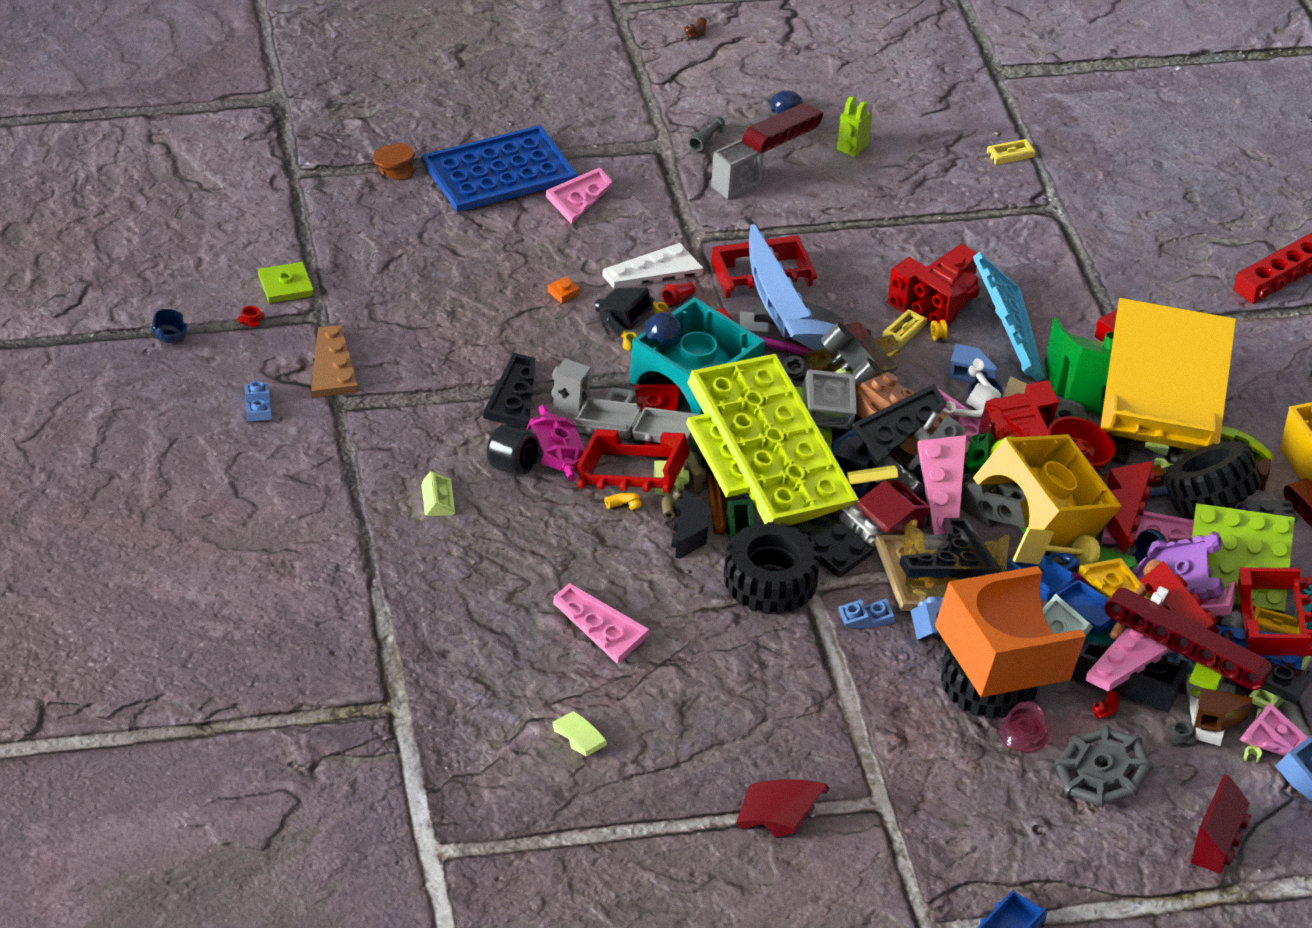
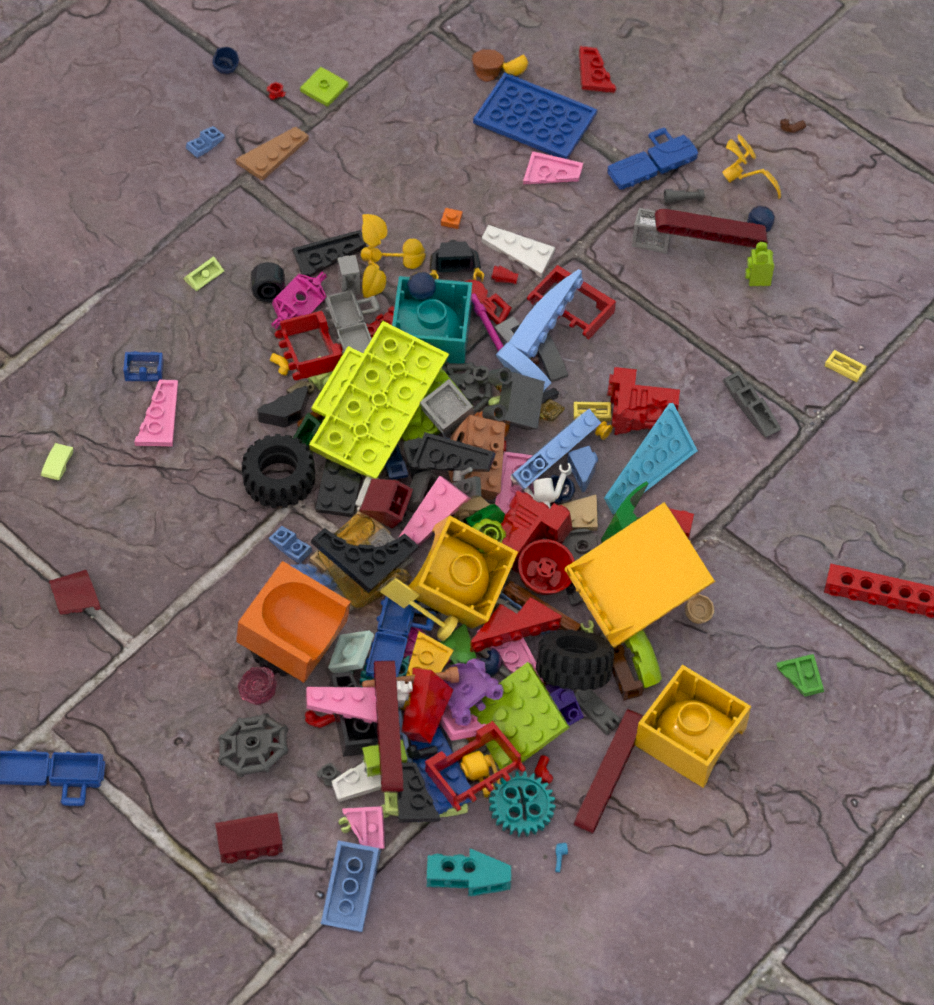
camera: 55 degrees right, 15 degrees up
(422, 141) = (516, 66): none -> yellow hair
(492, 107) = (593, 72): none -> red wing
(521, 599) = (143, 366): none -> blue window
(556, 357) = (373, 231): none -> yellow plant
(643, 127) = (660, 158): none -> blue piece
(716, 85) = (735, 170): none -> yellow plant
(873, 474) = (402, 472): light yellow tile -> none
(935, 360) = (556, 448): none -> light blue slope
(1008, 228) = (752, 406): none -> dark grey slope
(1221, 710) = (353, 781): reddish brown slope -> none
(1270, 616) = (475, 765): none -> yellow head

